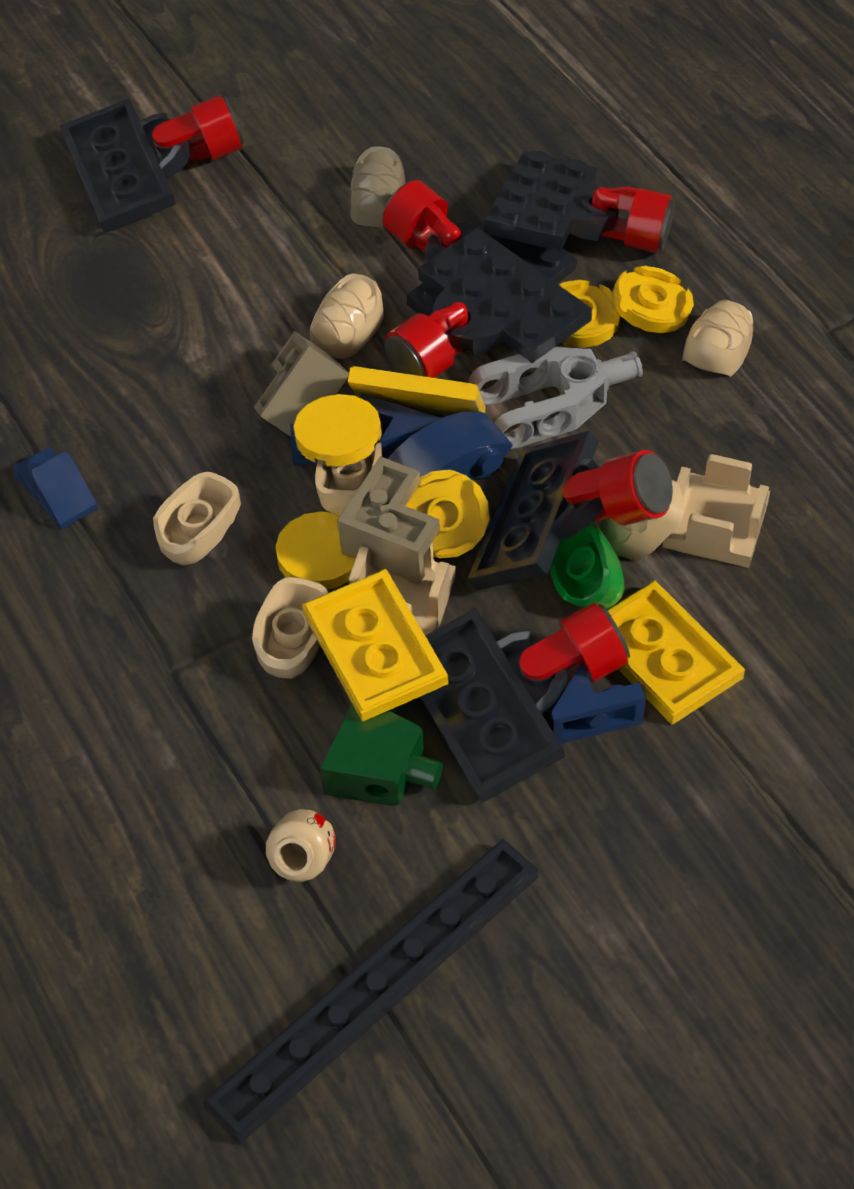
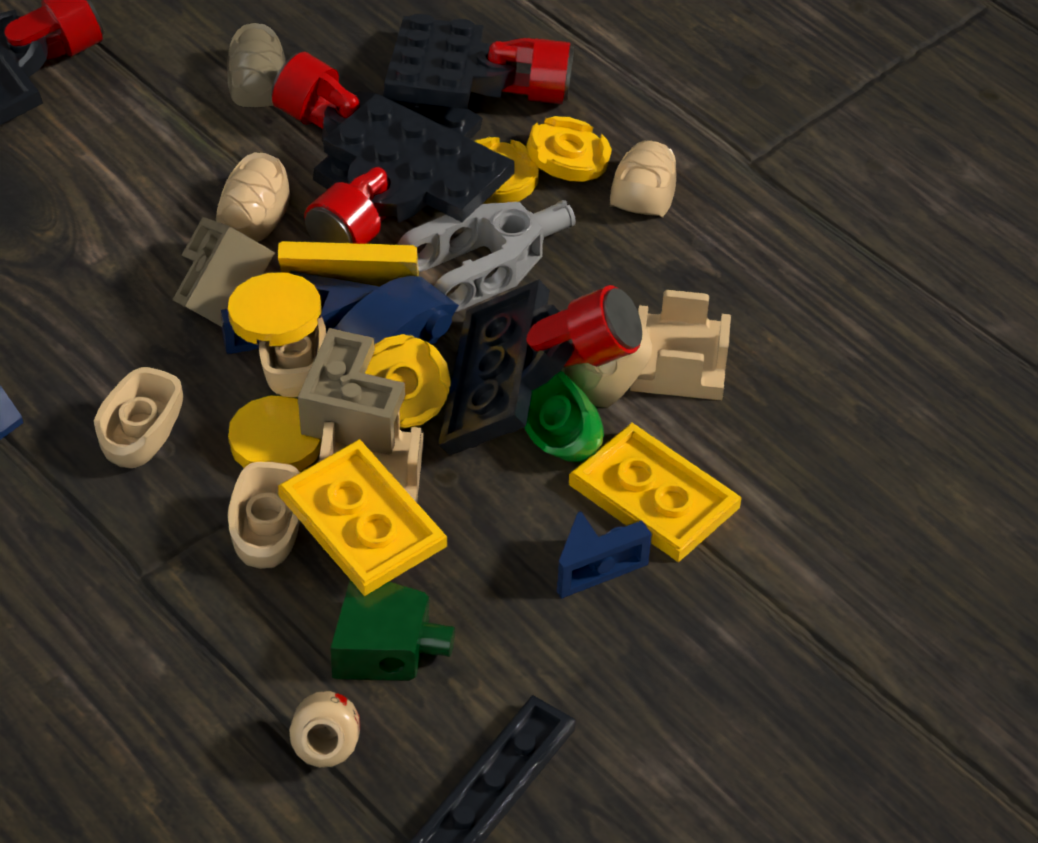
camera: 15 degrees left, 5 degrees down
(508, 687) = (505, 547): black plate -> none

